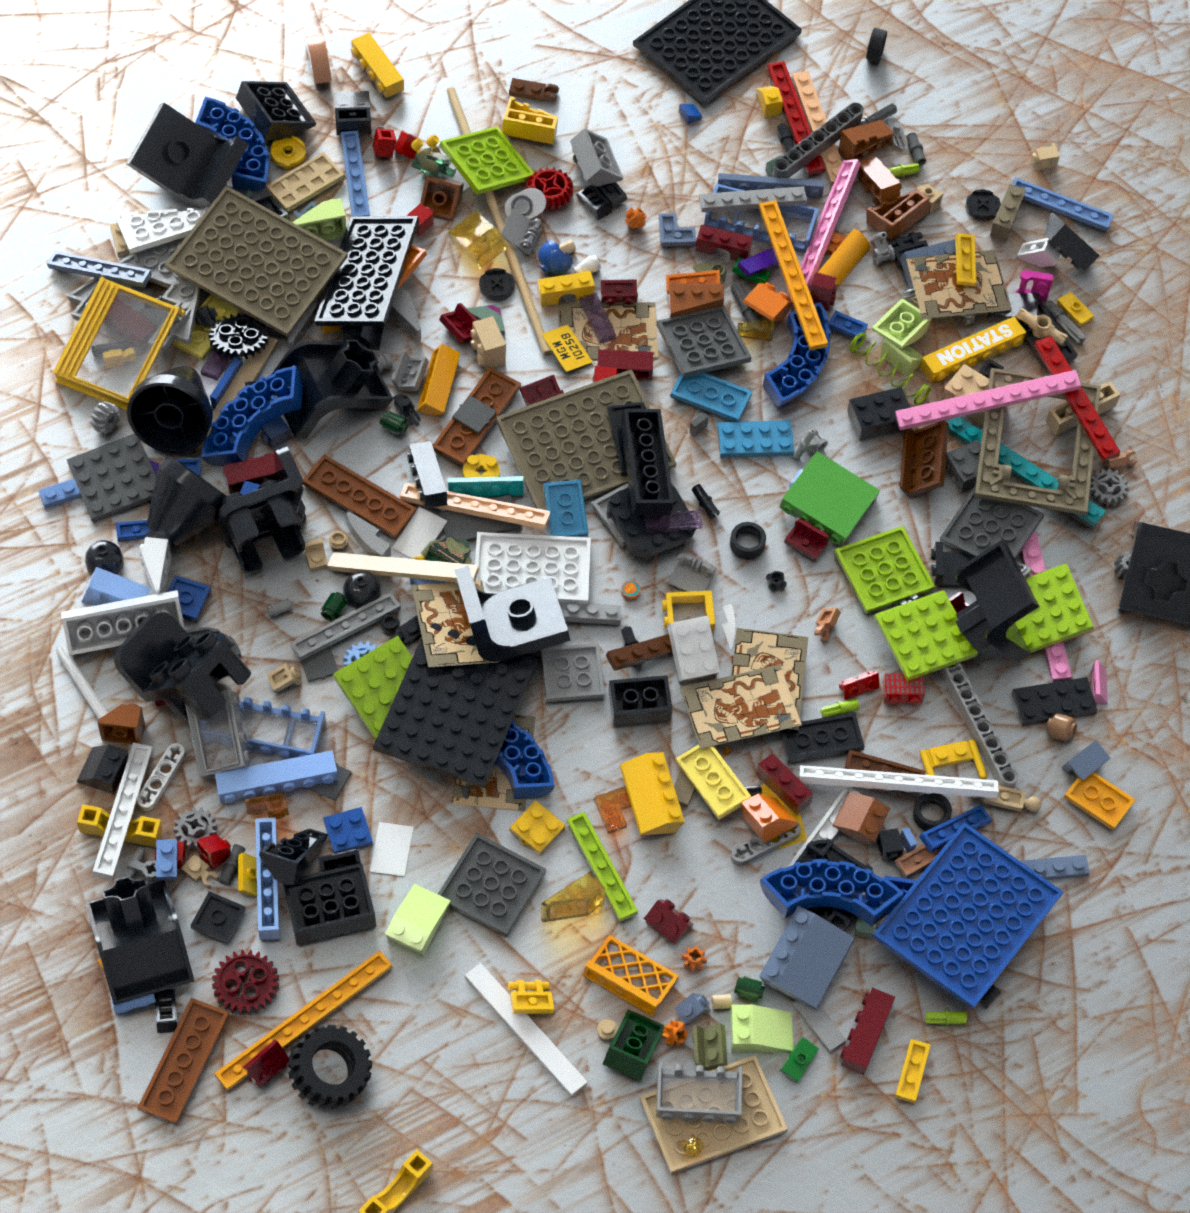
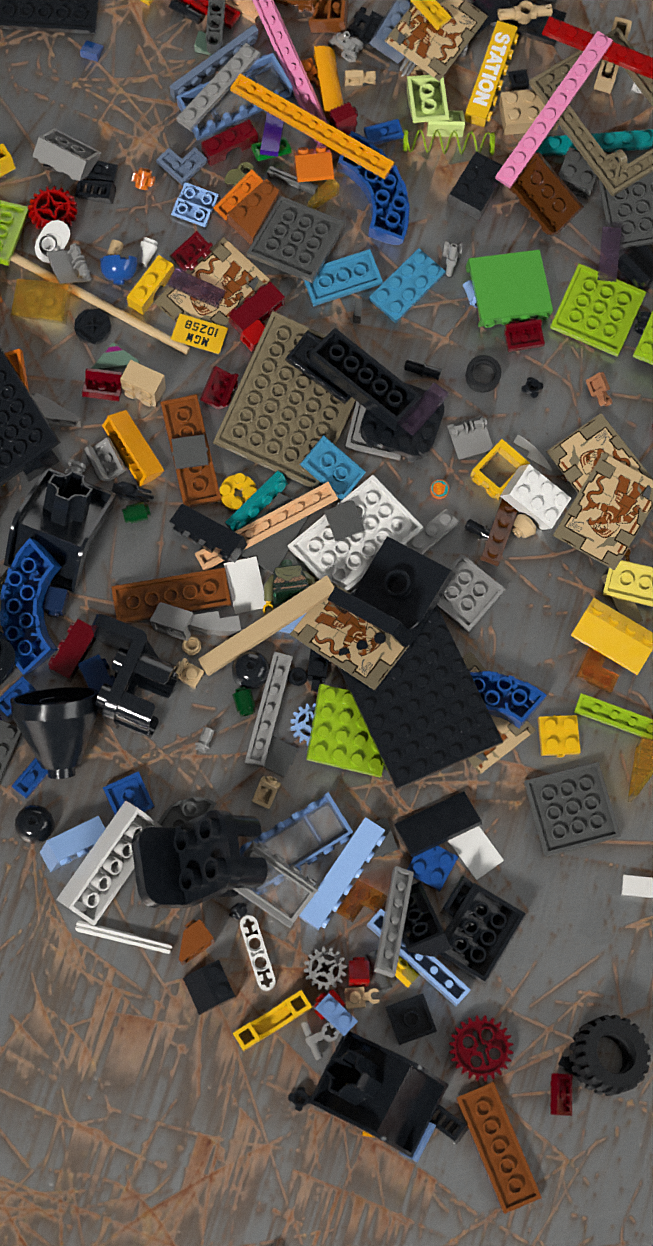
camera: 45 degrees left, 15 degrees up
(82, 892) = (293, 1097): none -> black plate
(122, 811) = (264, 1008): white plate -> none
(157, 561) = (81, 793): white slope -> none
(178, 736) = (238, 911): none -> black plate
(272, 830) = (393, 922): none -> light grey plate
(308, 1016) = (548, 1034): light orange plate -> none
(339, 508) = (172, 621): none -> light grey panel
(381, 805) = (438, 824): none -> black tile
(417, 919) = (551, 885): yellowish green slope -> none
(535, 549) = (344, 520): none -> dark grey piece
(640, 700) = (536, 571): black brick -> none
(655, 265) = (195, 205): none -> light blue slope
(665, 664) = (523, 526): none -> tan cone
(867, 276) = (356, 77): none -> tan plate
(934, 533) = (609, 254): none -> clear purple tile

